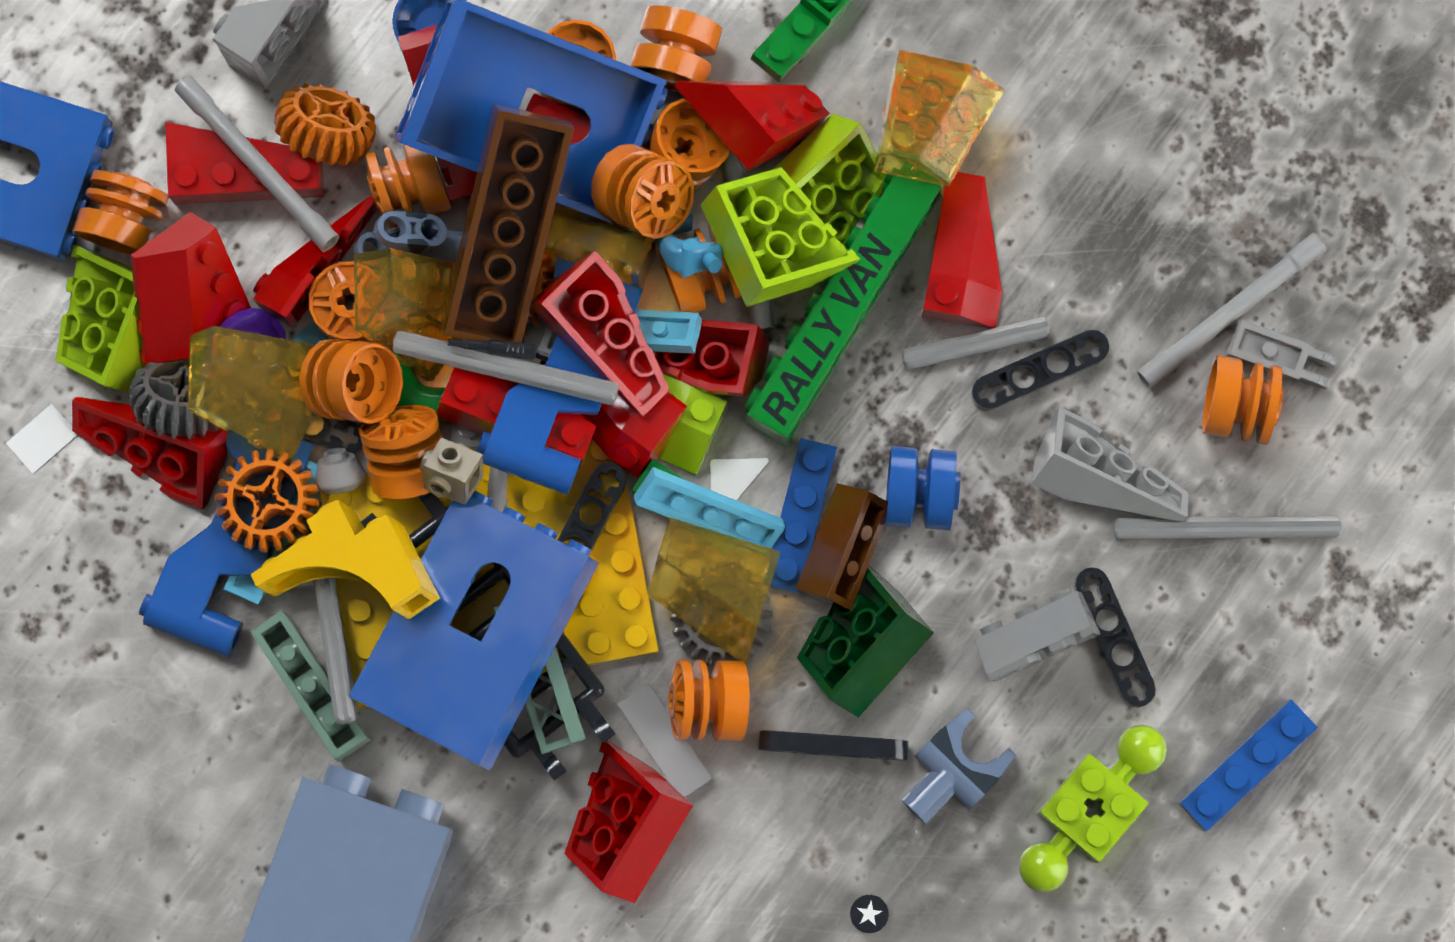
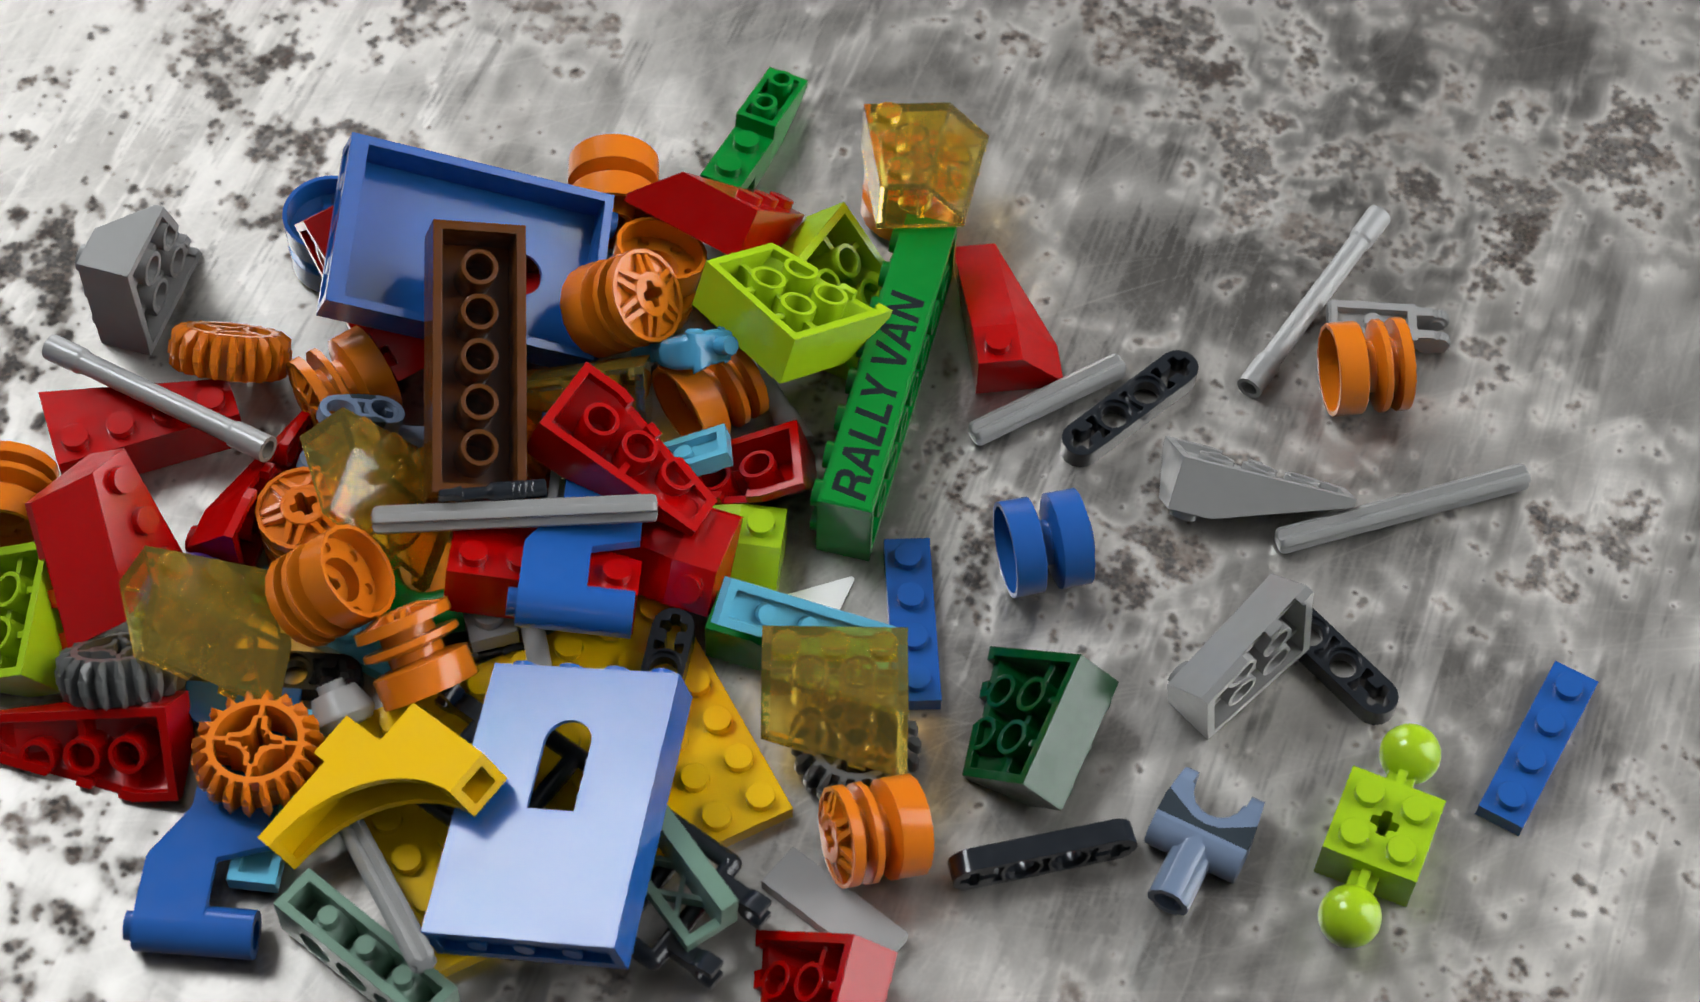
camera: 20 degrees left, 25 degrees down
(452, 470) = (482, 637): dark tan brick -> none
(843, 546) = (976, 631): reddish brown brick -> none

